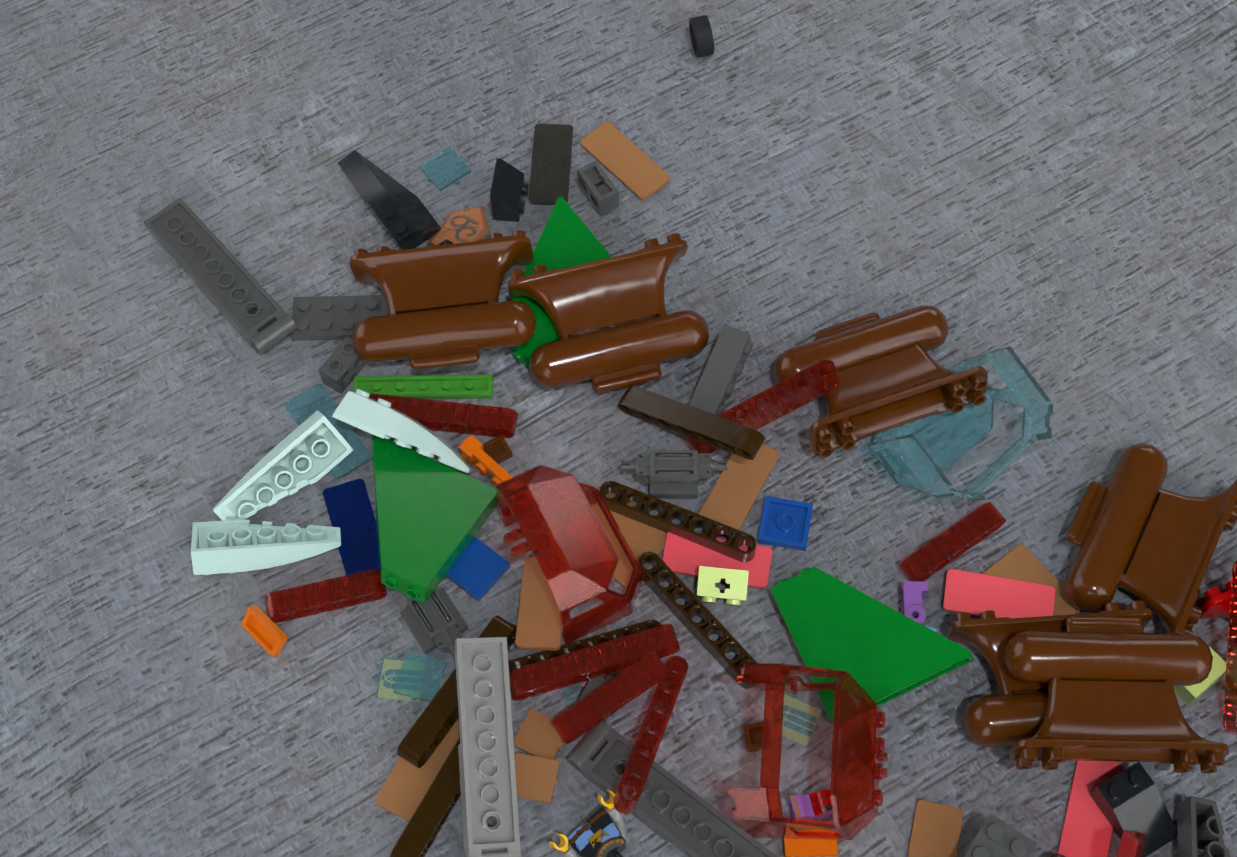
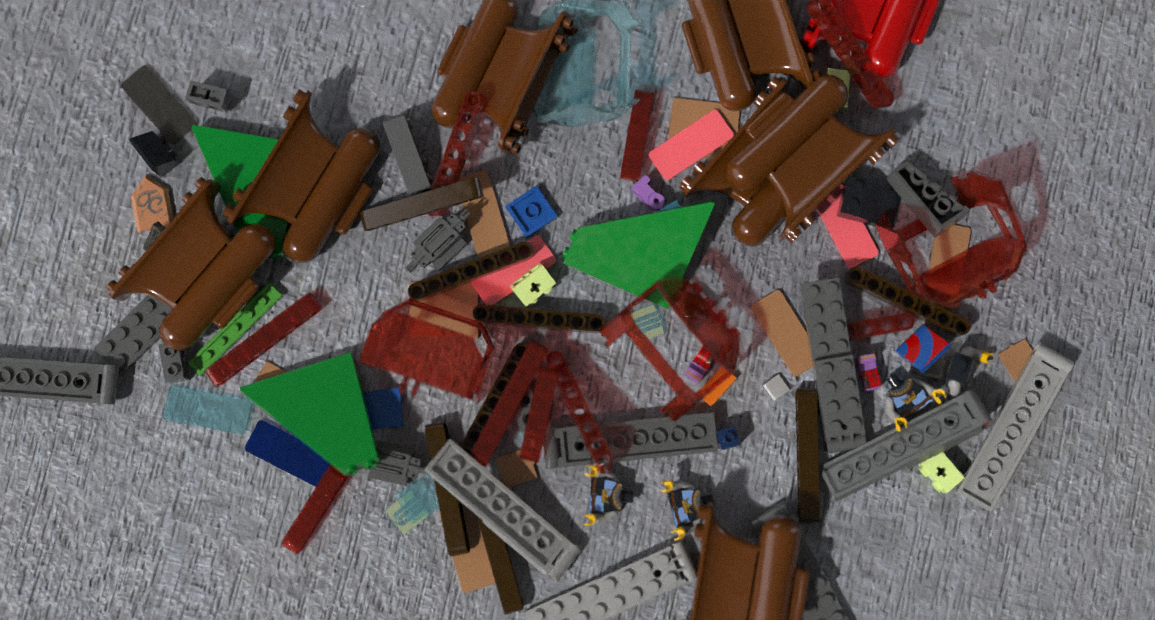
camera: 40 degrees left, 20 degrees up
(244, 547) = (240, 523): light aqua wedge -> none
(264, 630) = (301, 562): orange tile -> none
(289, 466) = (210, 449): light aqua wedge -> none
(388, 423) = (242, 376): light aqua wedge -> none
(392, 203) = (86, 227): black wedge -> none
(445, 169) = (94, 171): clear light blue piece -> none
(474, 453) = (310, 342): orange plate -> none
(498, 449) = (321, 326): reddish brown tile -> none
(535, 777) = (537, 493): medium nougat piece -> none
(538, 613) = (452, 409): medium nougat piece -> none
(625, 161) = (203, 58): medium nougat piece -> none
(753, 736) = (633, 354): reddish brown tile -> none

